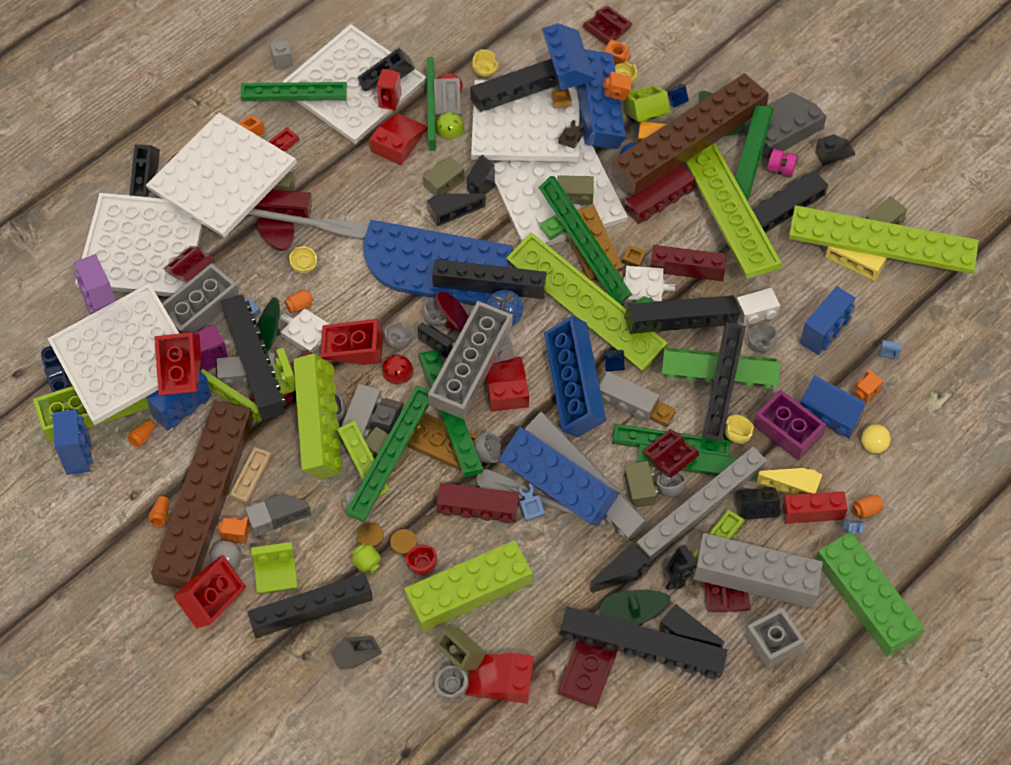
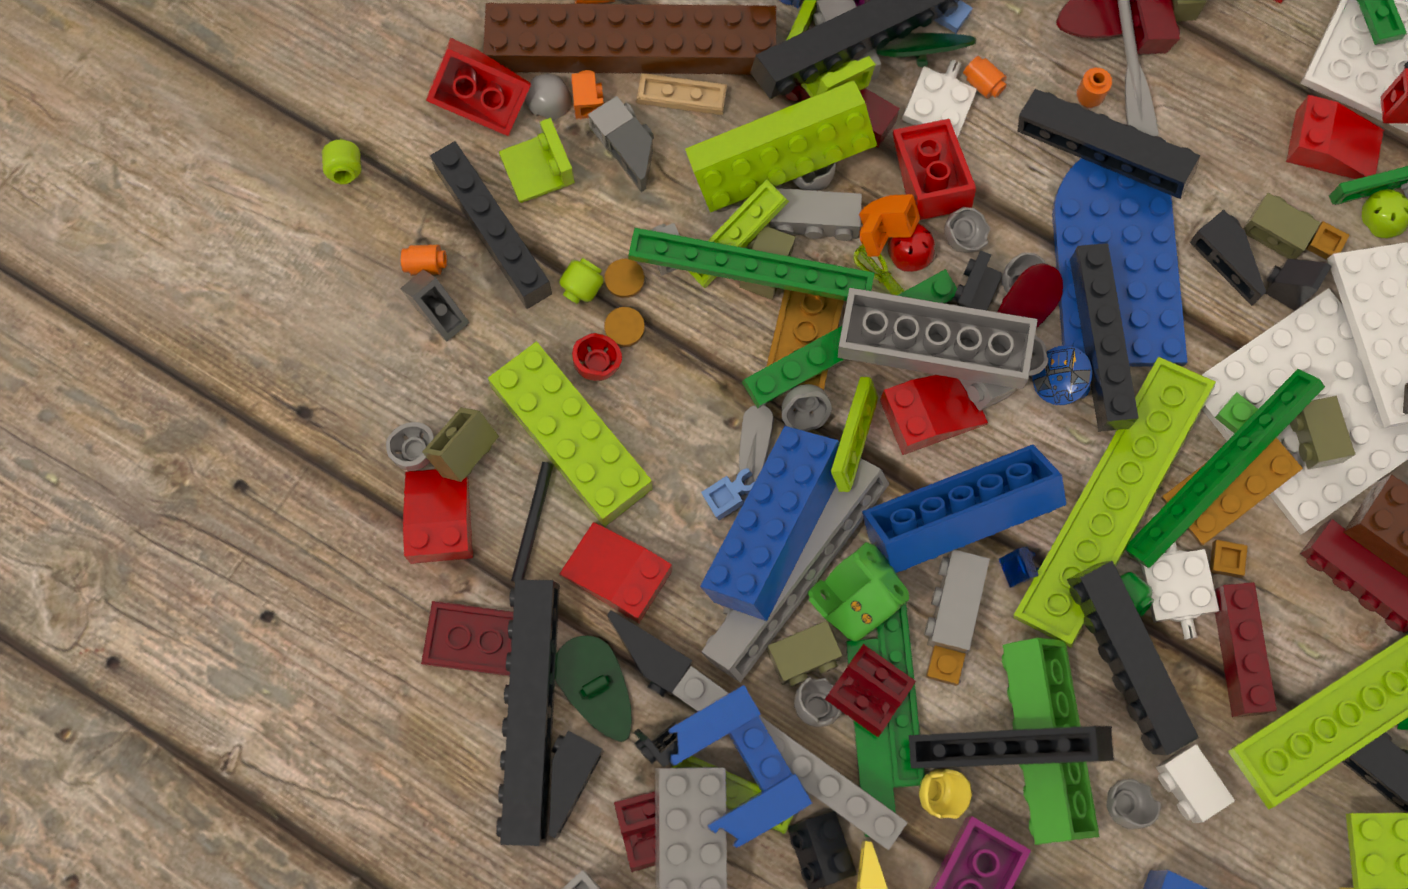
camera: 75 degrees right, 15 degrees up
(233, 692) = (341, 161): none -> lime head
(303, 260) = (1058, 62): light yellow hair -> none
(320, 654) = (424, 257): none -> orange brick
(326, 245) = (1094, 87): none -> orange brick
(366, 246) = (1108, 143): none -> black brick
(379, 373) = (887, 218): none -> orange brick
(386, 414) = (826, 247): dark grey slope -> none
(409, 388) = (883, 276): none -> clear neon green piece
(460, 156) = (1327, 241): none -> pearl gold plate
(477, 503) = (711, 416): dark red brick -> none
(508, 419) = (854, 434): none -> lime tile
(519, 623) = (532, 522): none -> black bar
(564, 577) = (617, 571): none -> red slope
(613, 441) = (859, 593): none -> bright green piece
(678, 517) = (780, 789): none -> blue wedge

